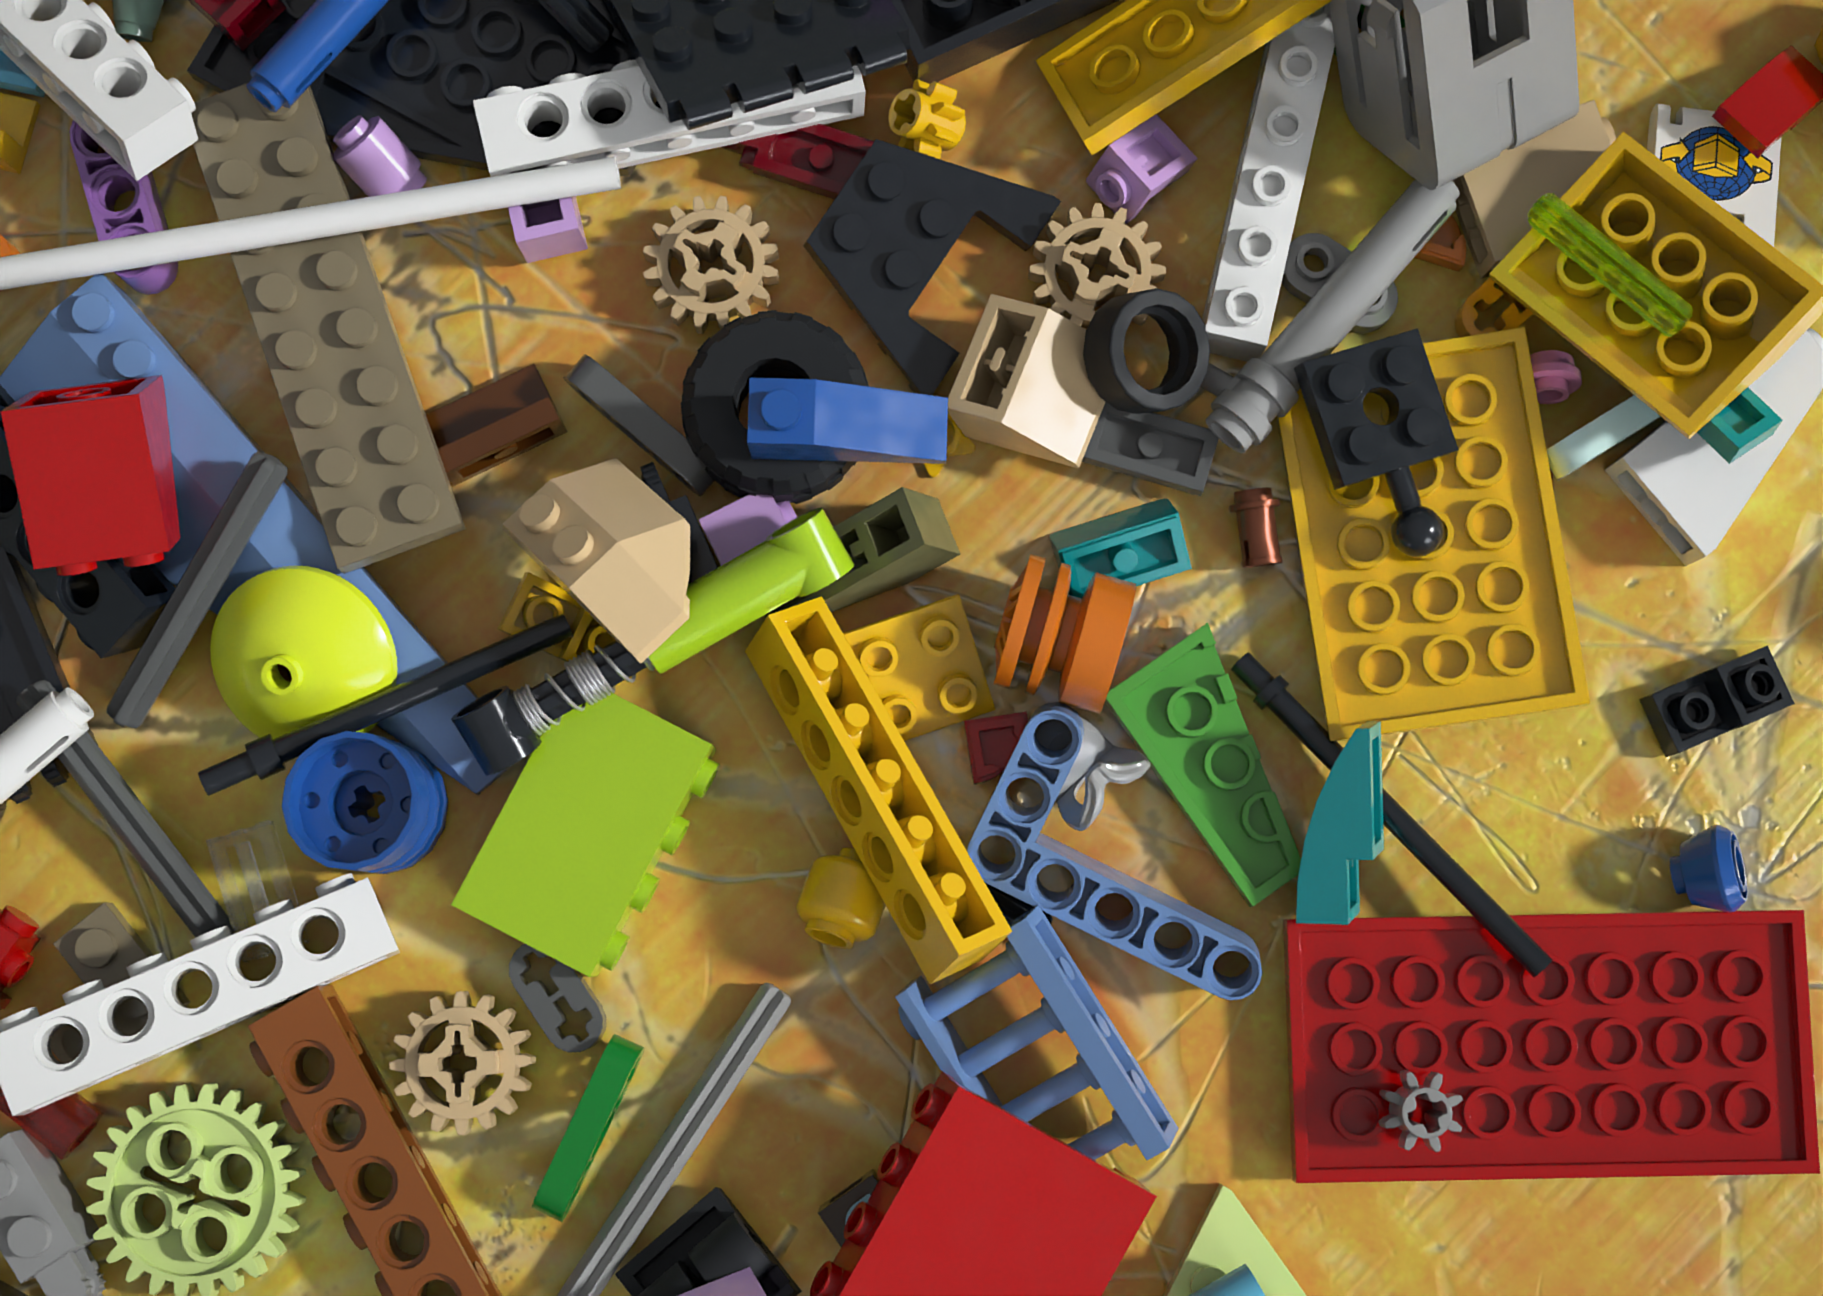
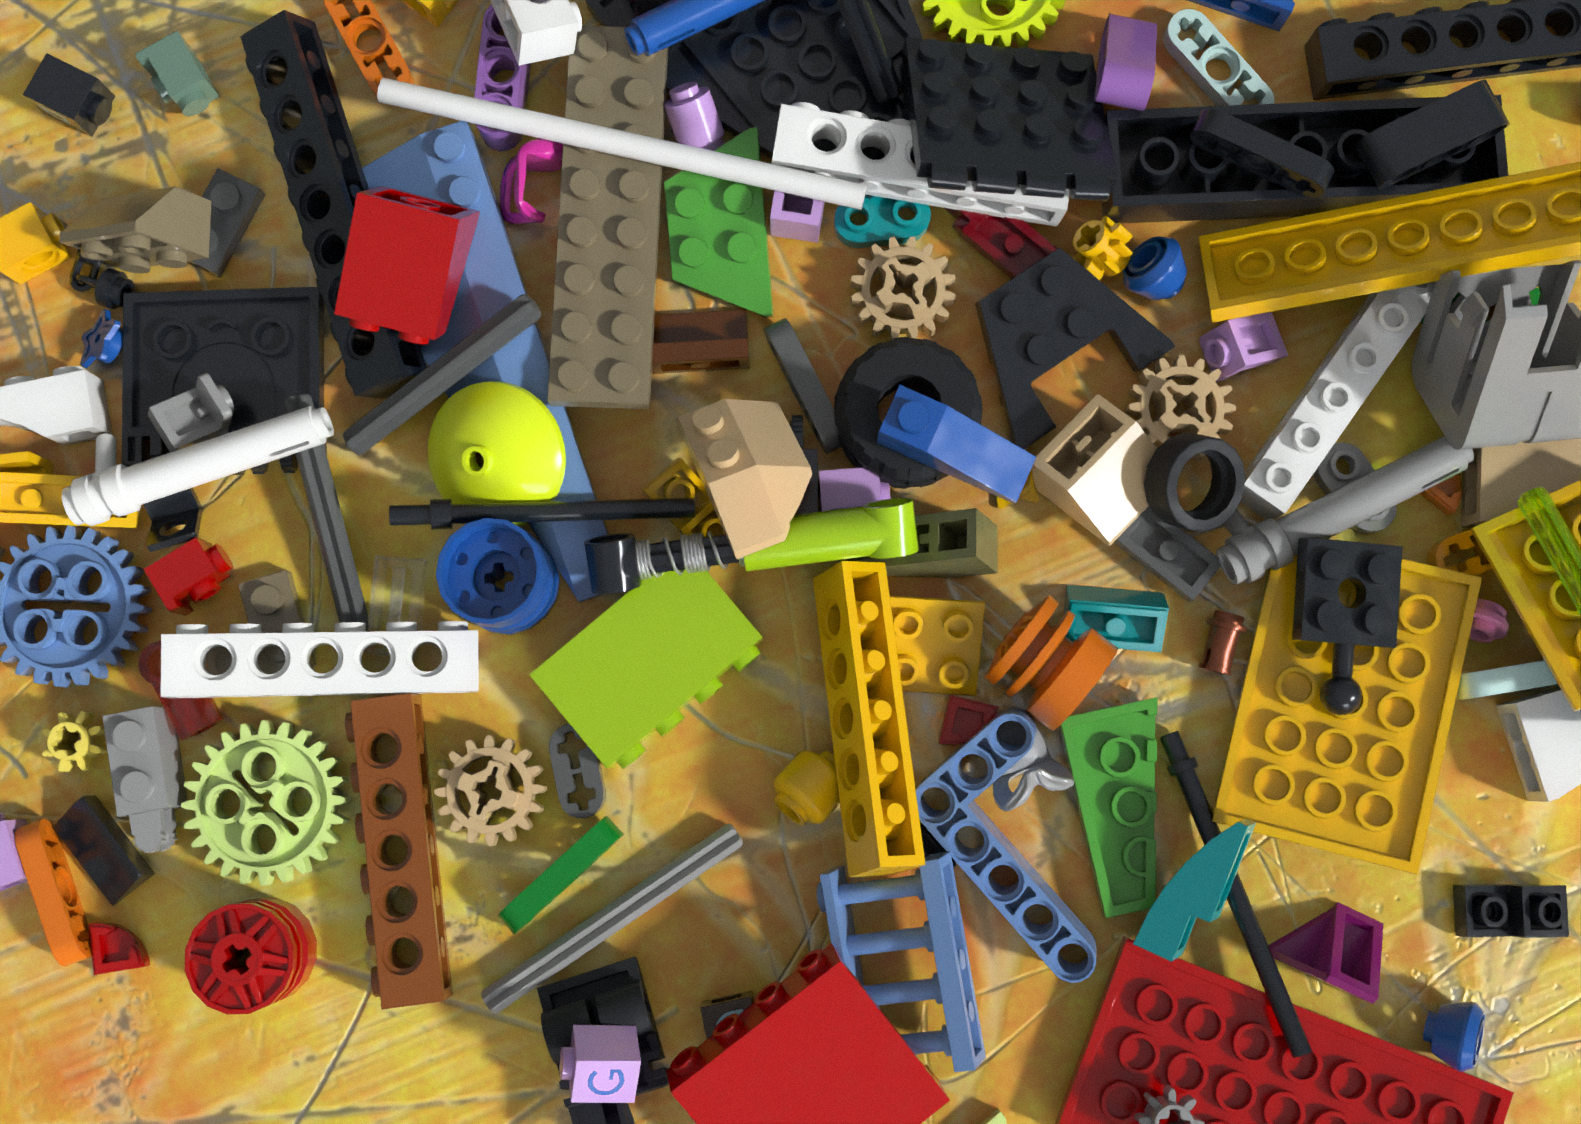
camera: 25 degrees right, 0 degrees up
(203, 282) = (535, 156): none -> dark pink piece
(467, 283) = (721, 233): none -> bright green wing
(653, 195) = (882, 223): none -> teal plate
(1001, 119) = (1156, 269): none -> blue cone
(1535, 831) = (1338, 950): none -> magenta slope

